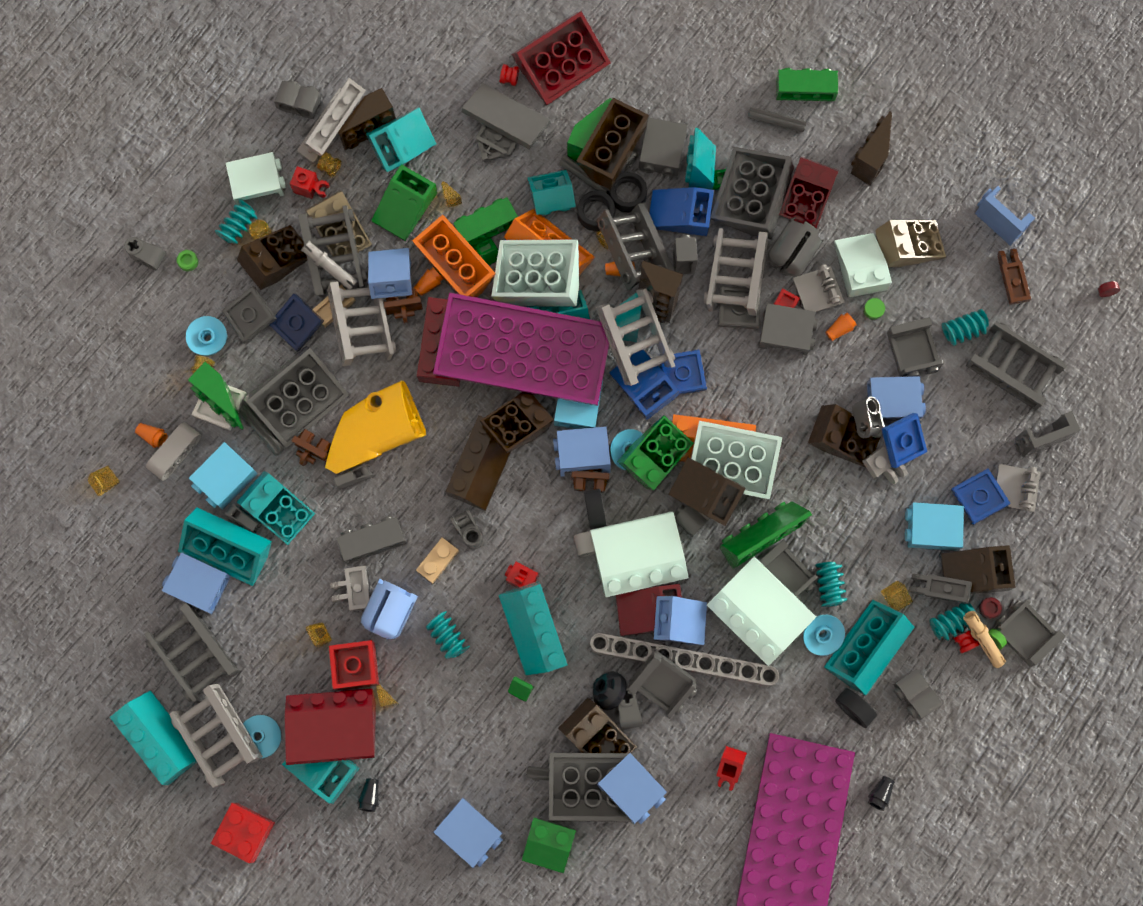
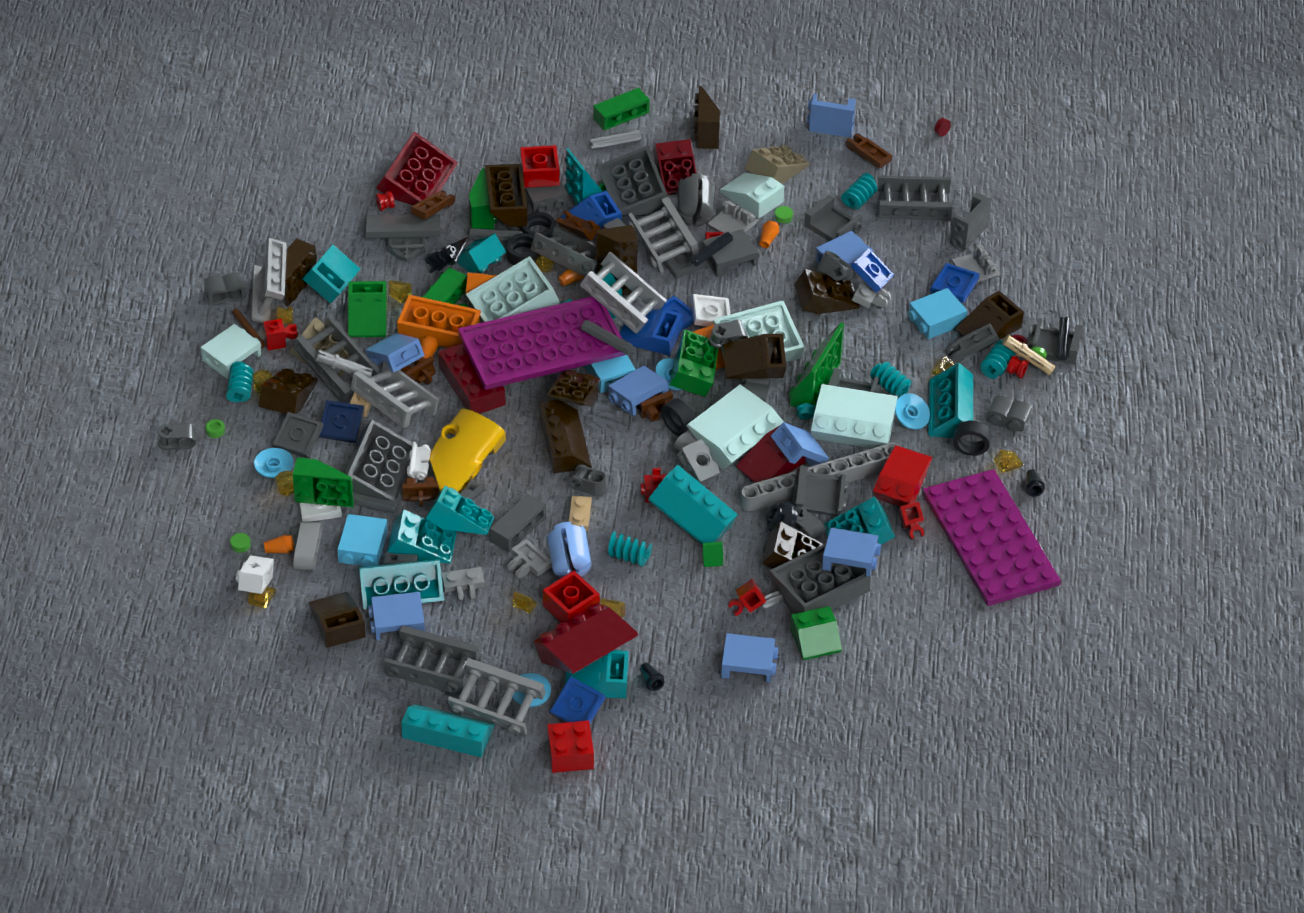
camera: 35 degrees left, 30 degrees down
(102, 461) = (255, 574): none -> white brick
(123, 409) = (240, 542): none -> bright green tile
(143, 551) = (338, 619): none -> dark brown slope
(281, 789) = (577, 702): none -> blue tile
(283, 573) = (463, 580): none -> light grey hinge
(291, 155) = (246, 325): none -> reddish brown bar
(322, 421) = (418, 455): none -> white hinge
(323, 502) = (458, 513): none -> teal slope
(514, 766) = (748, 596): none -> red brick
(519, 179) = (446, 256): none -> black hinge
(548, 106) = (432, 204): none -> reddish brown hinge
(573, 588) = (698, 451): none -> light grey brick
(584, 381) = (607, 337): none -> dark grey axle
(660, 217) = (579, 226): none -> reddish brown hinge
(667, 125) = (540, 166): none -> red brick
(676, 744) = (864, 518): none -> teal slope
(703, 450) = (727, 333): none -> dark grey piece
(720, 391) = (708, 308): none -> white tile
(724, 569) = (805, 411): none -> teal plate
(755, 715) = (902, 476): none -> red slope
(765, 322) = (711, 249): none -> black axle
(877, 748) = (1007, 461): none -> clear yellow slope
(1036, 636) = (1063, 338): none -> black axle

